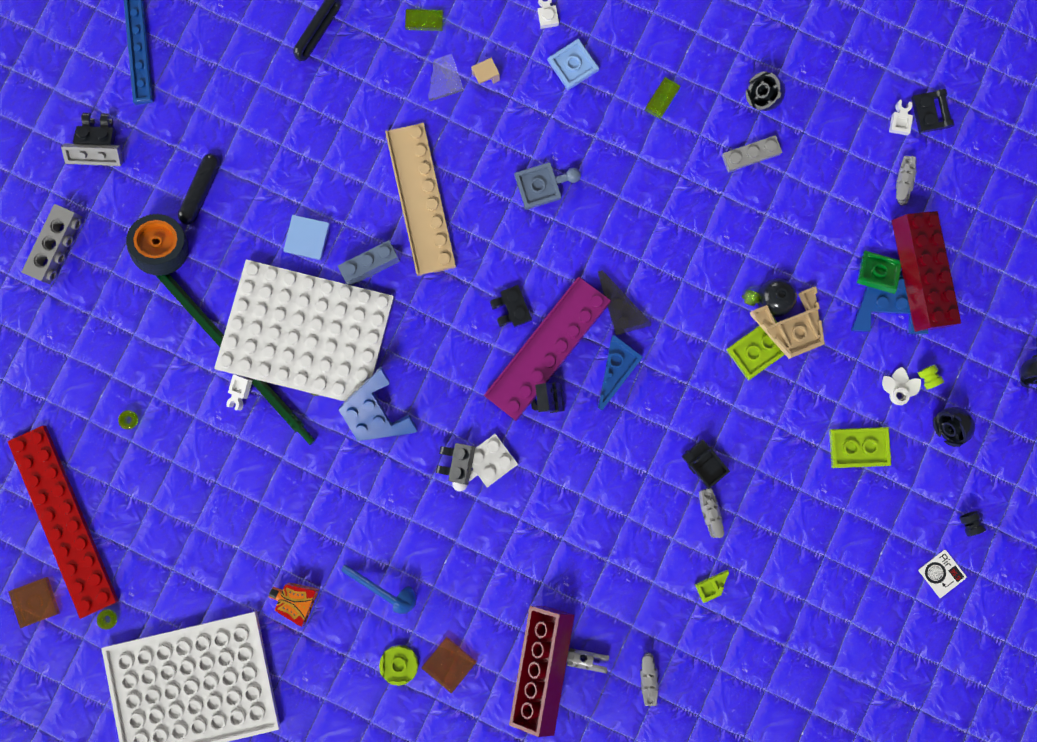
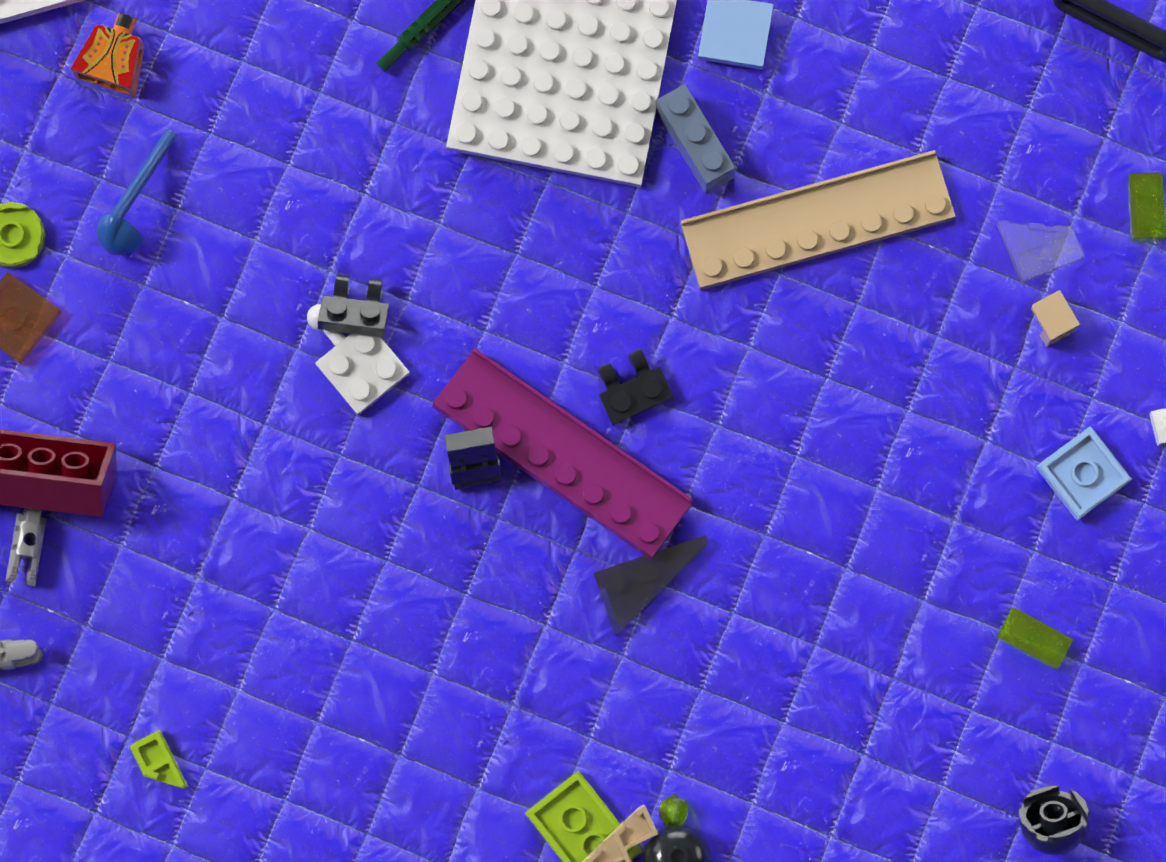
camera: 85 degrees right, 5 degrees down
(366, 415) = (428, 153): wing -> none
(540, 186) = (855, 426): sand blue plate -> none
(619, 366) = (538, 581): blue wing -> none
(705, 463) = (371, 738): black piece -> none
(711, 513) = (286, 752): light grey hinge -> none
(751, 153) = (941, 805): light grey plate -> none

